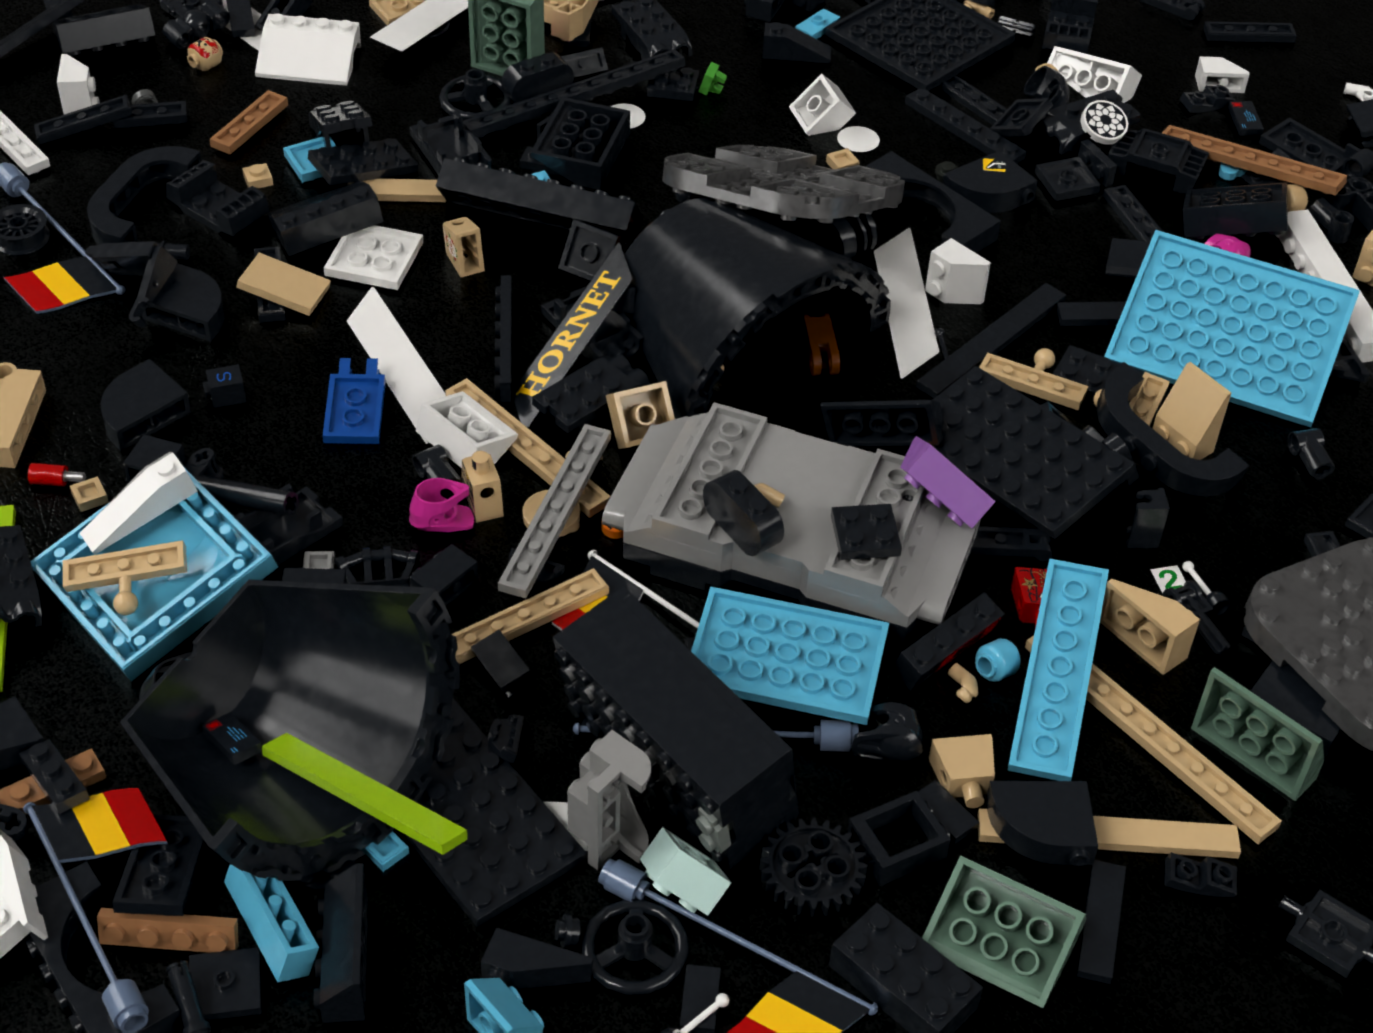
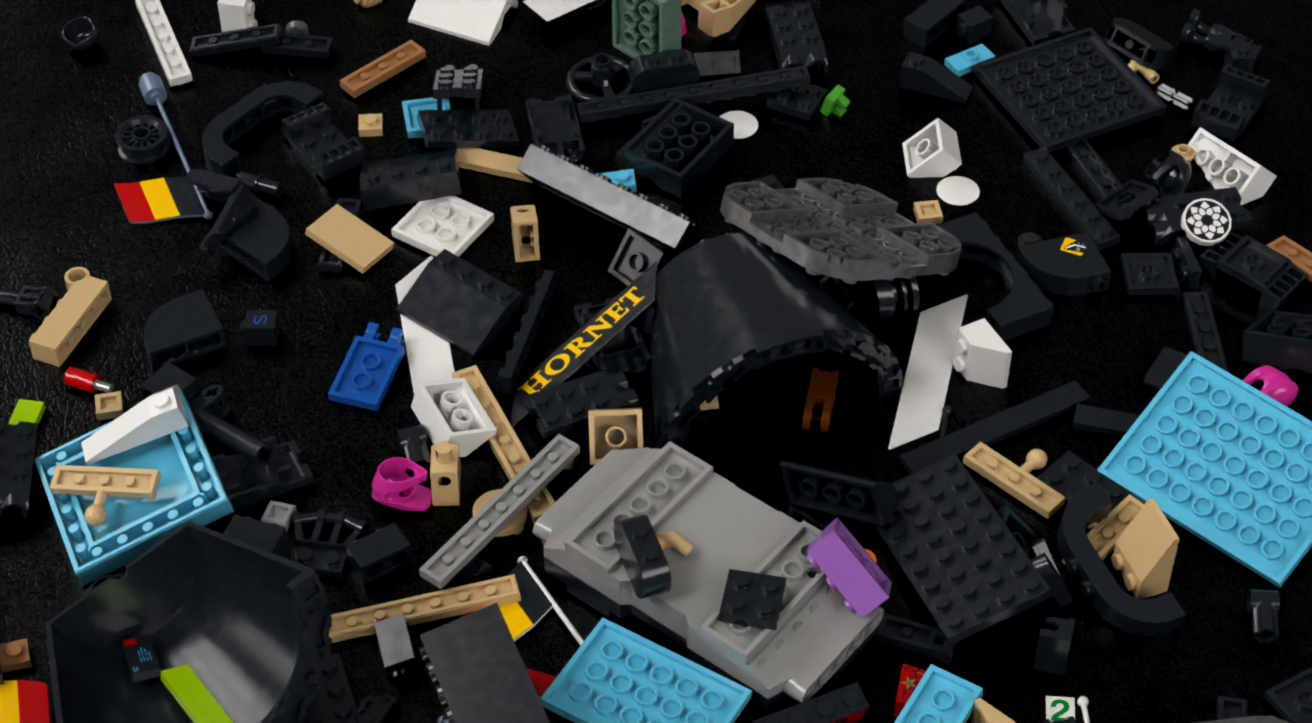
camera: 20 degrees right, 0 degrees up
(425, 323) = (461, 303): none -> black slope

